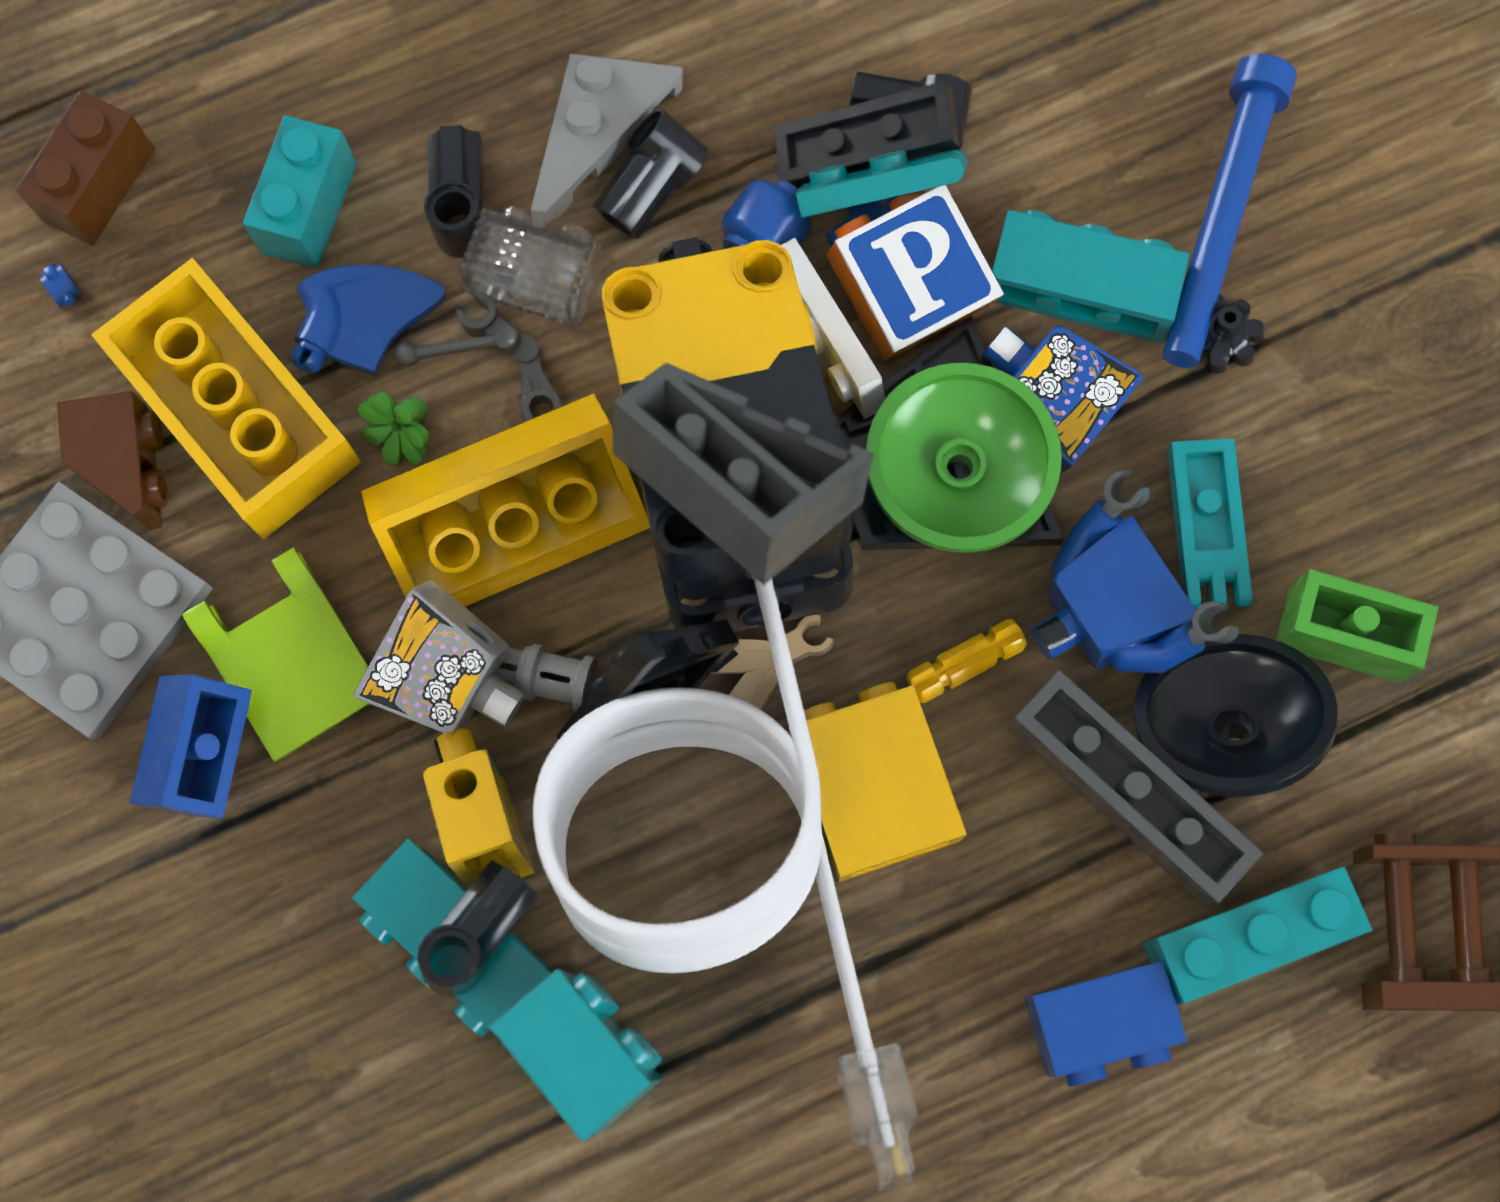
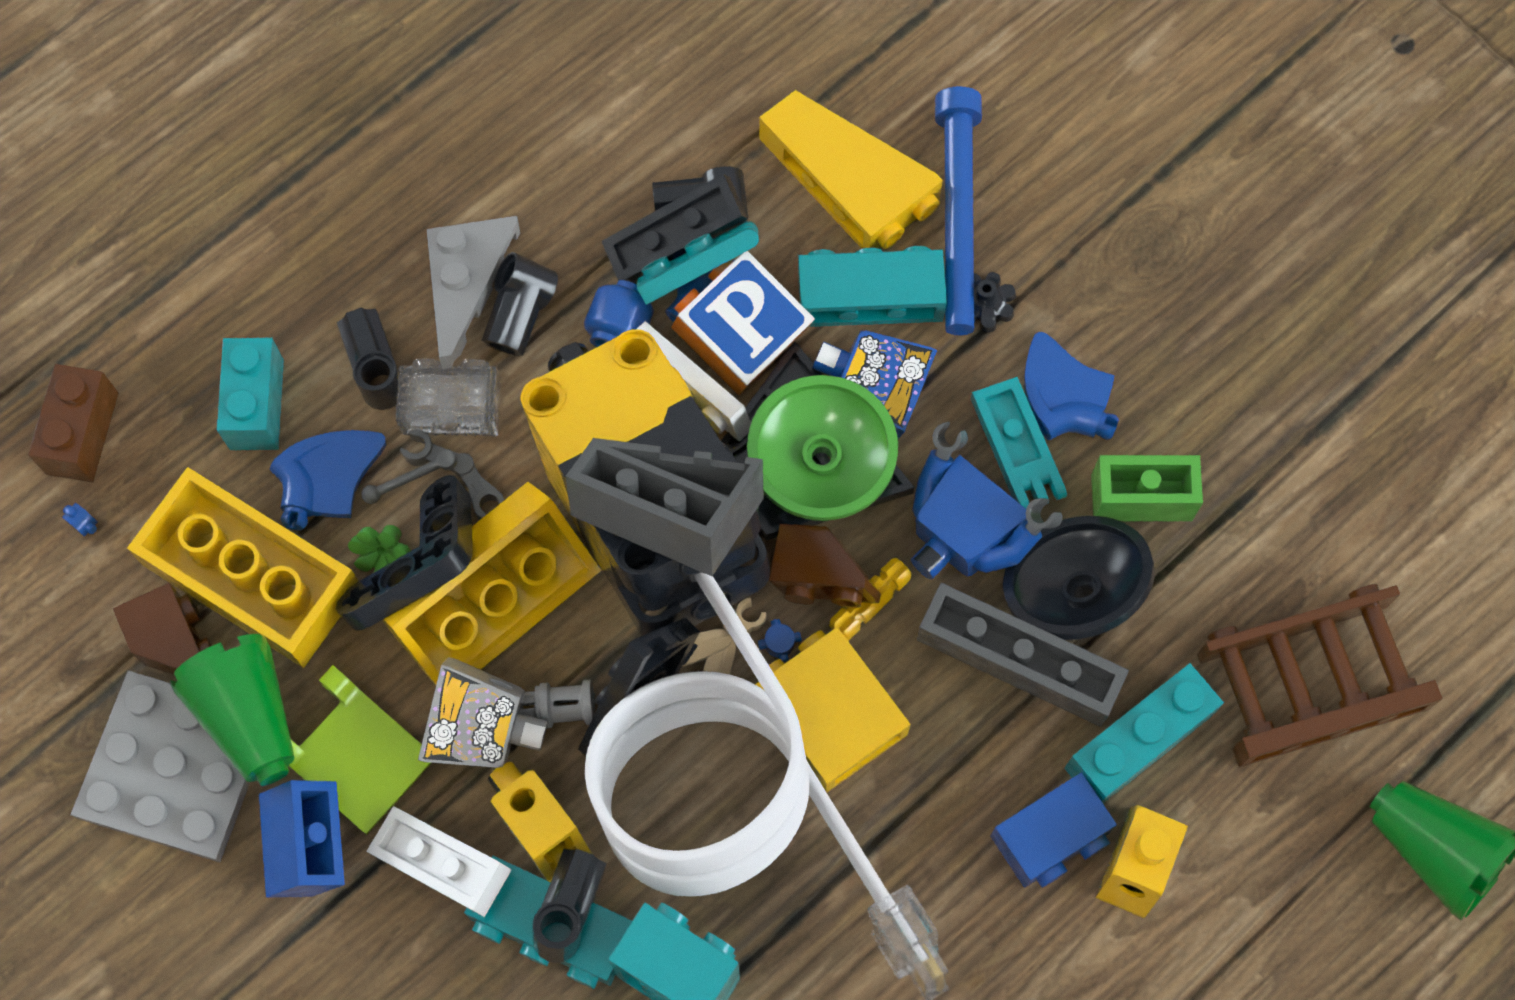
camera: 20 degrees left, 5 degrees down
(162, 565) = (239, 706): none -> green cone
(342, 826) = (439, 861): none -> white plate
(446, 460) = (442, 556): none -> black beam
(839, 677) = (779, 640): none -> blue piece
(913, 600) = (816, 565): none -> reddish brown slope
(1103, 125) = (850, 172): none -> yellow slope
(1206, 1094) = (1141, 859): none -> yellow torso
(1289, 476) = (1066, 392): none -> blue arm

